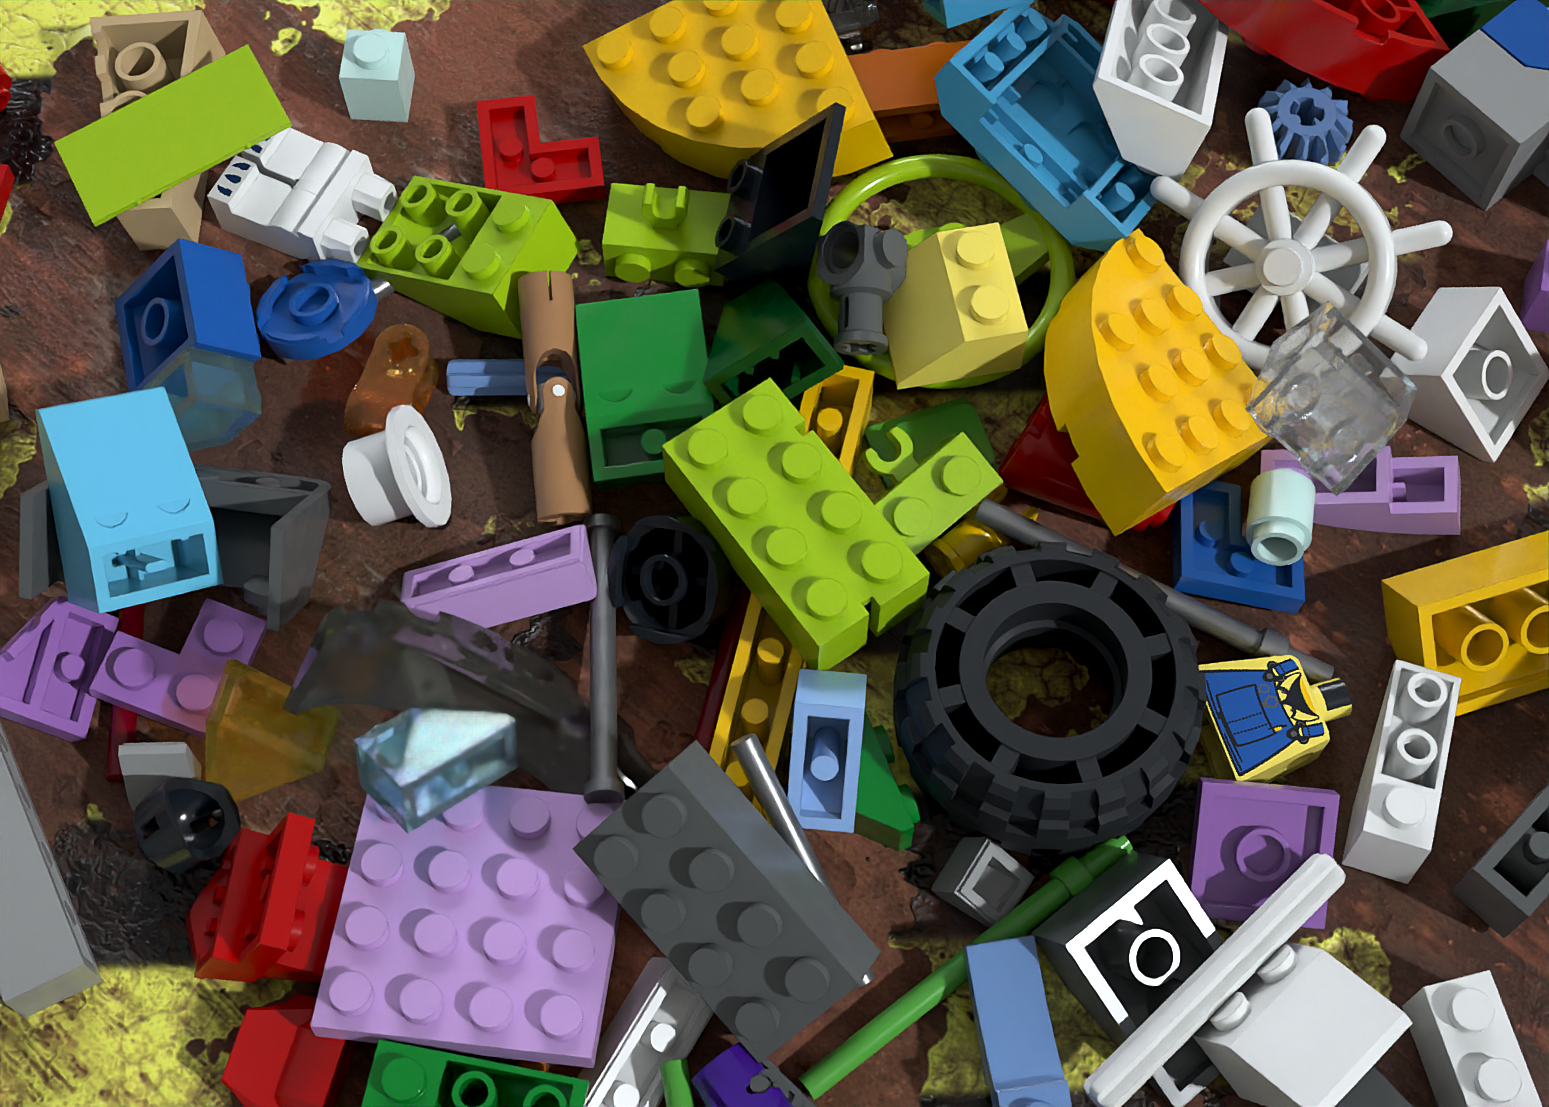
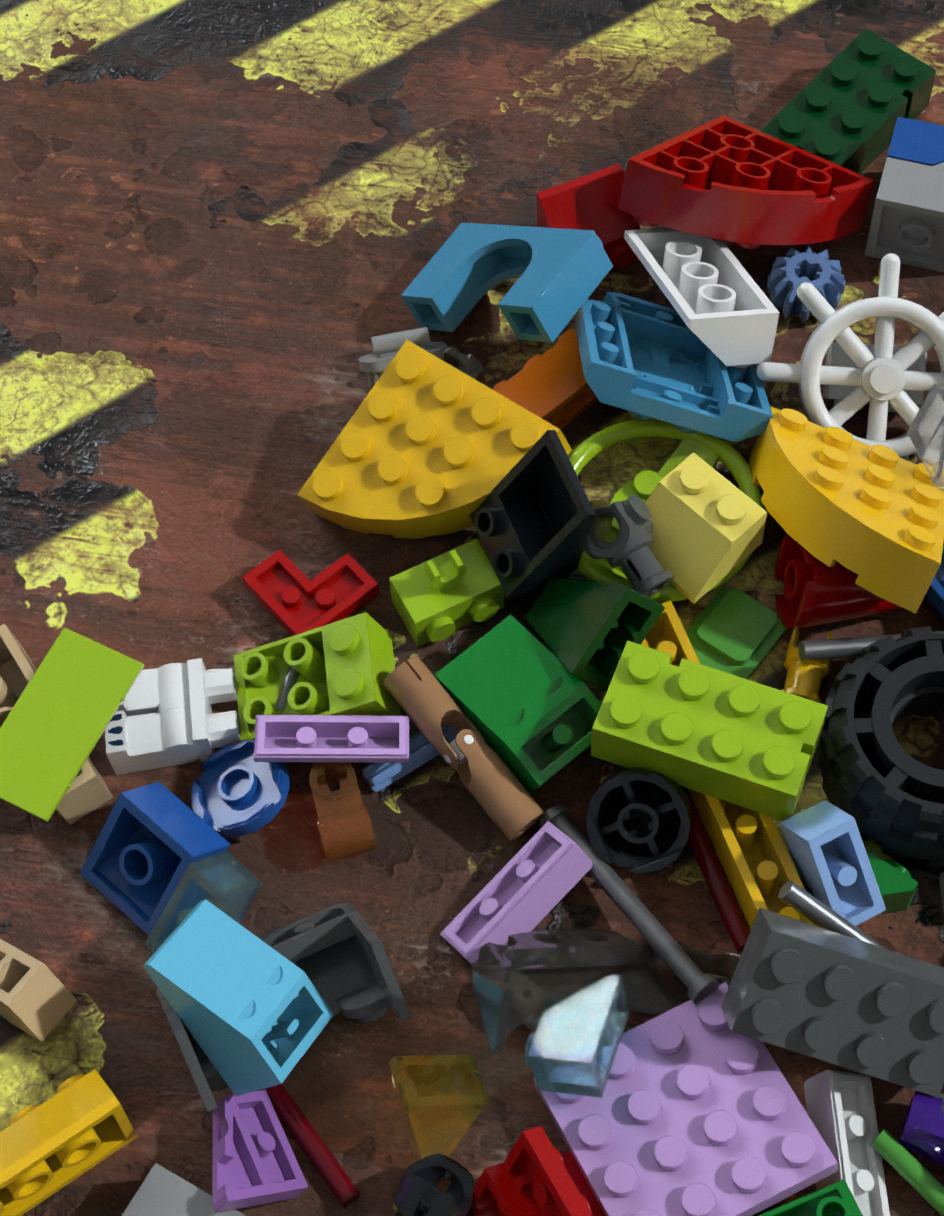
camera: 30 degrees left, 5 degrees down
(151, 764) = (379, 1175): light grey slope -> none
(182, 685) = (354, 1106): medium lavender plate -> none
(377, 75) = (156, 599): light aqua brick -> none
(398, 472) = (393, 866): white piece -> none
(429, 310) = (331, 738): none -> lavender slope
(933, 491) = (763, 648): lime brick -> none

